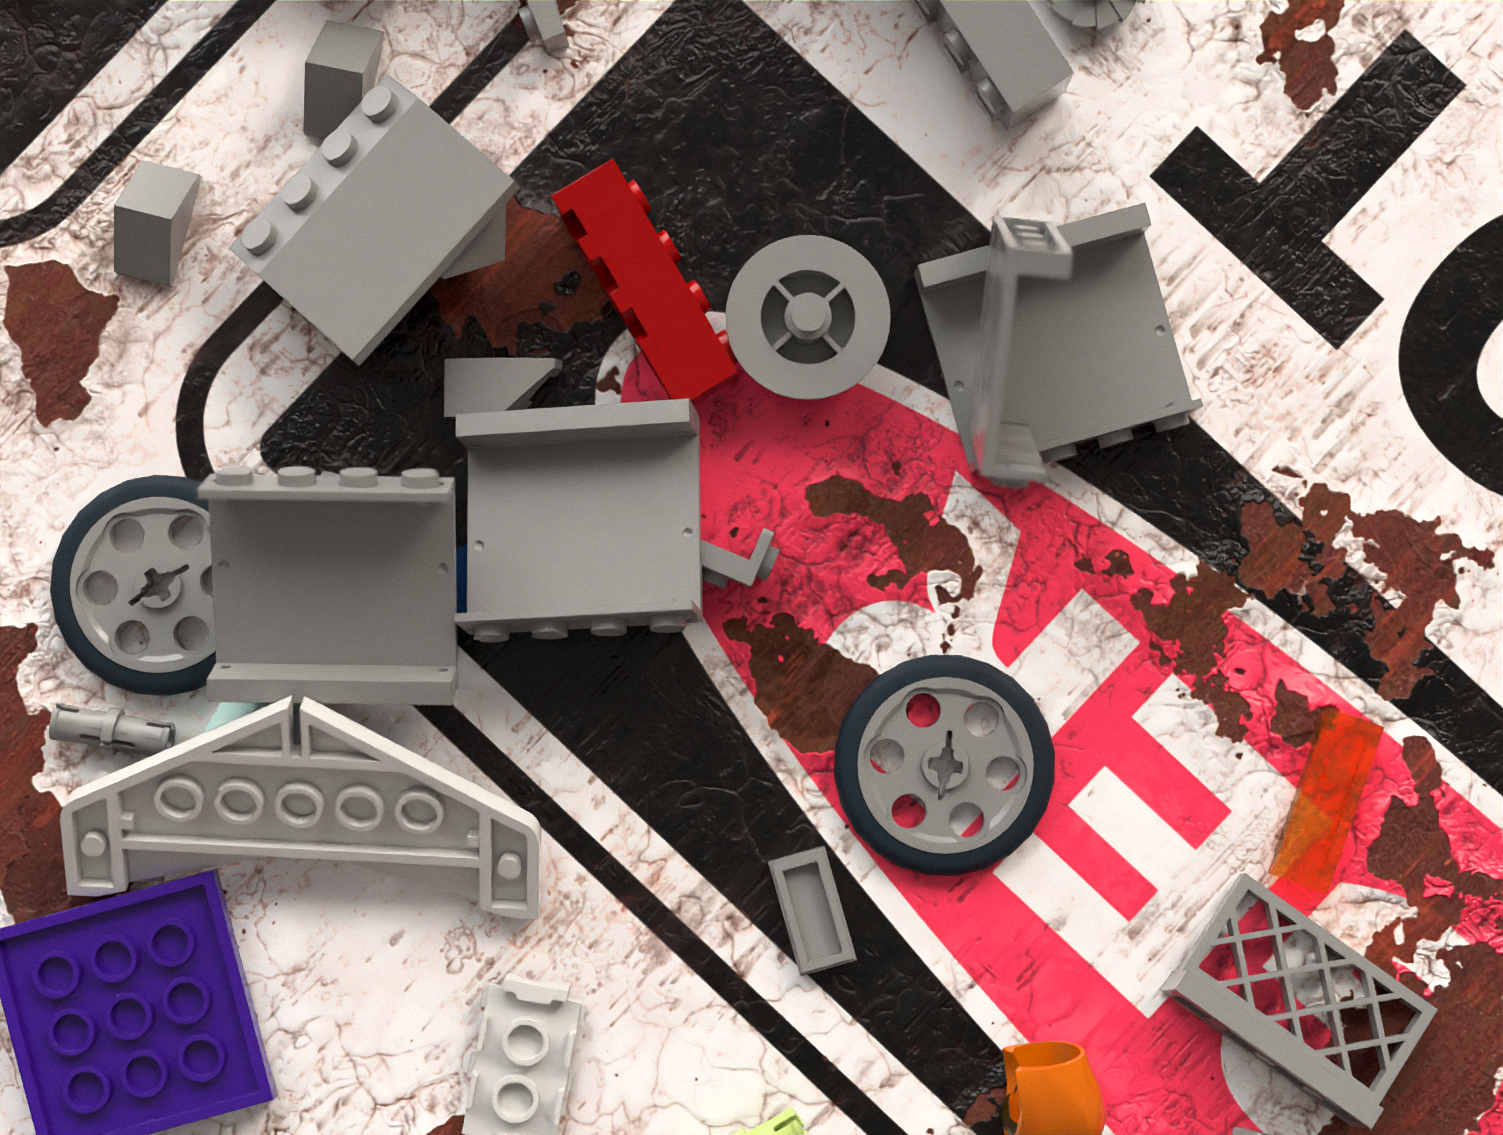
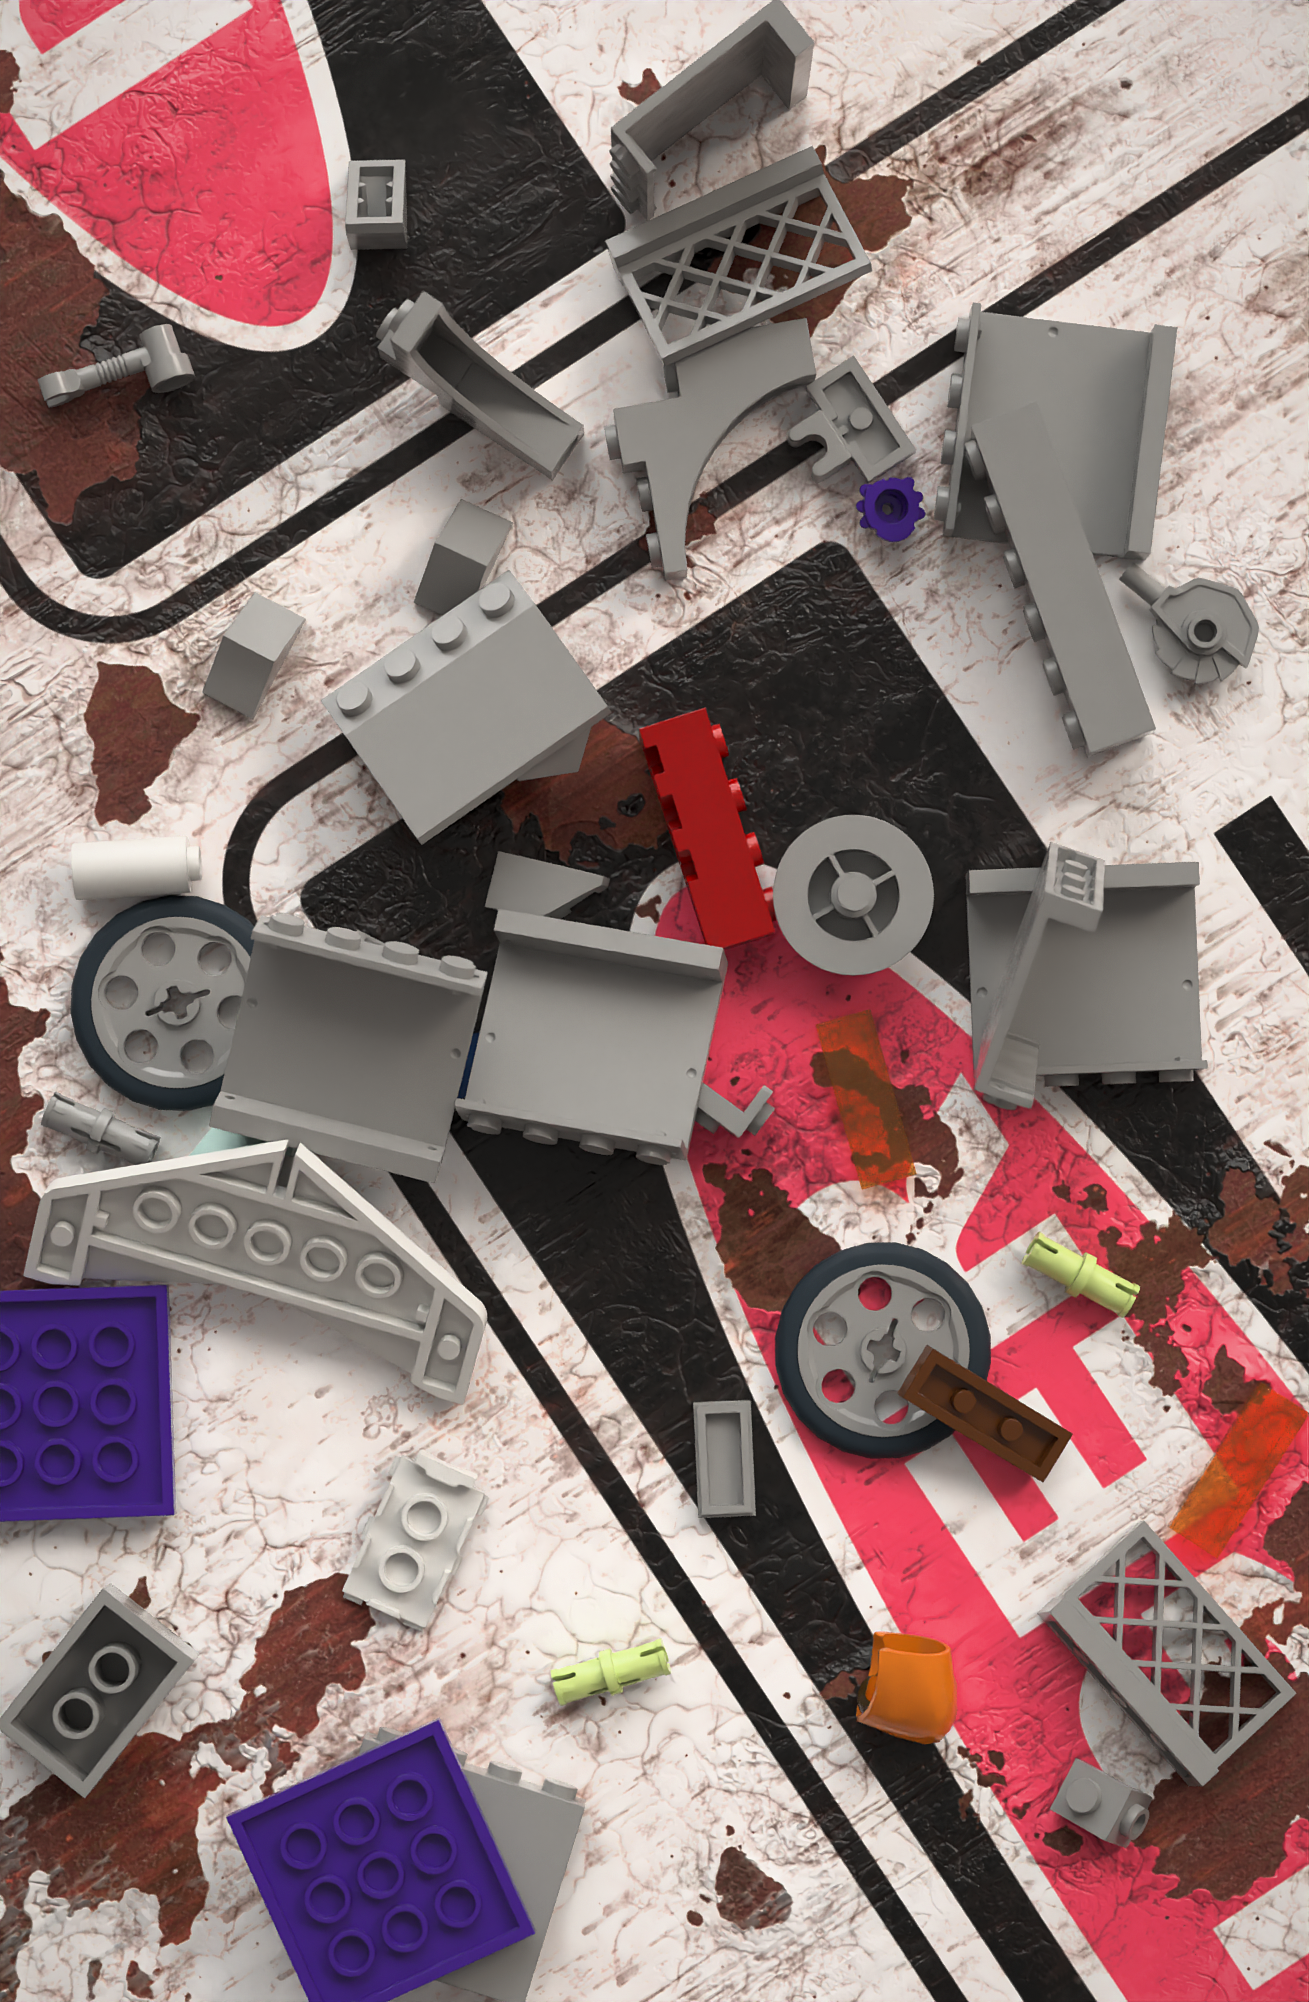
camera: 15 degrees right, 0 degrees up
(83, 460) = (134, 867): none -> white brick
(868, 519) = (865, 1099): none -> clear orange tile
(1062, 804) = (985, 1413): none -> reddish brown plate
(1124, 643) = (1080, 1274): none -> yellowish green pin

